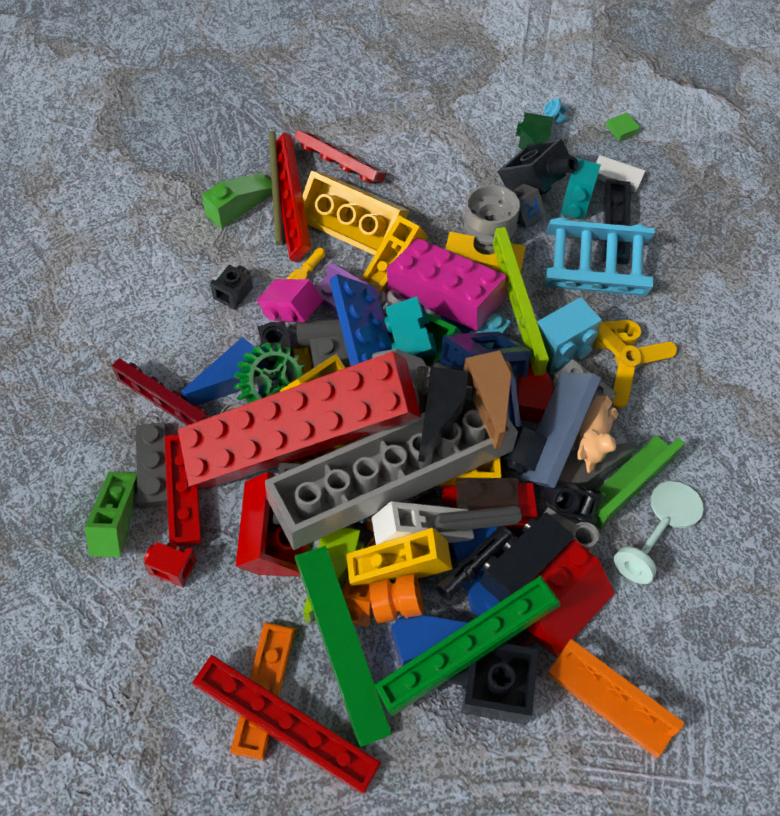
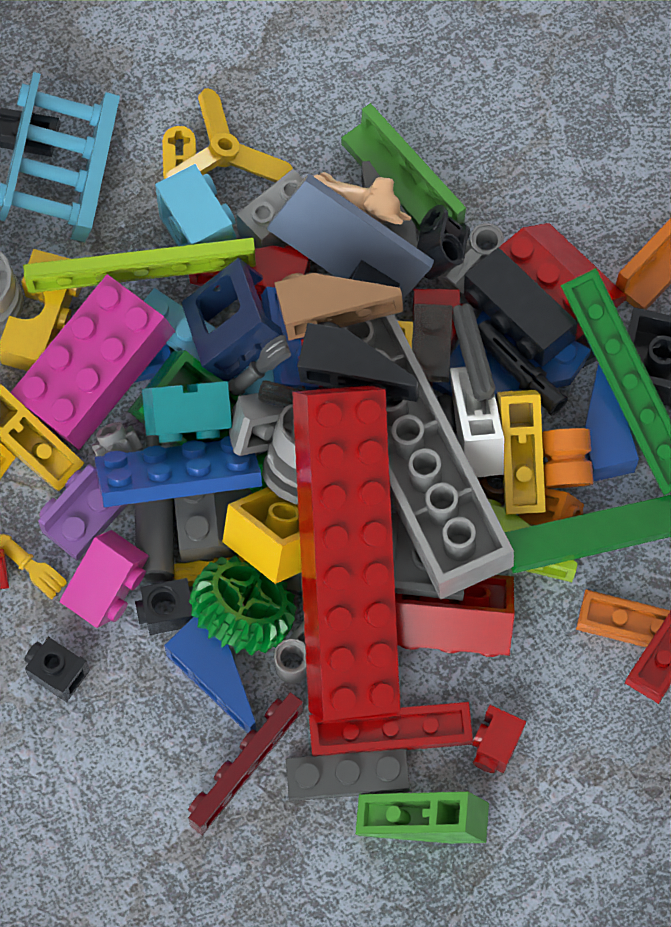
camera: 85 degrees left, 10 degrees up
(675, 506) = (442, 132): light aqua piece -> none

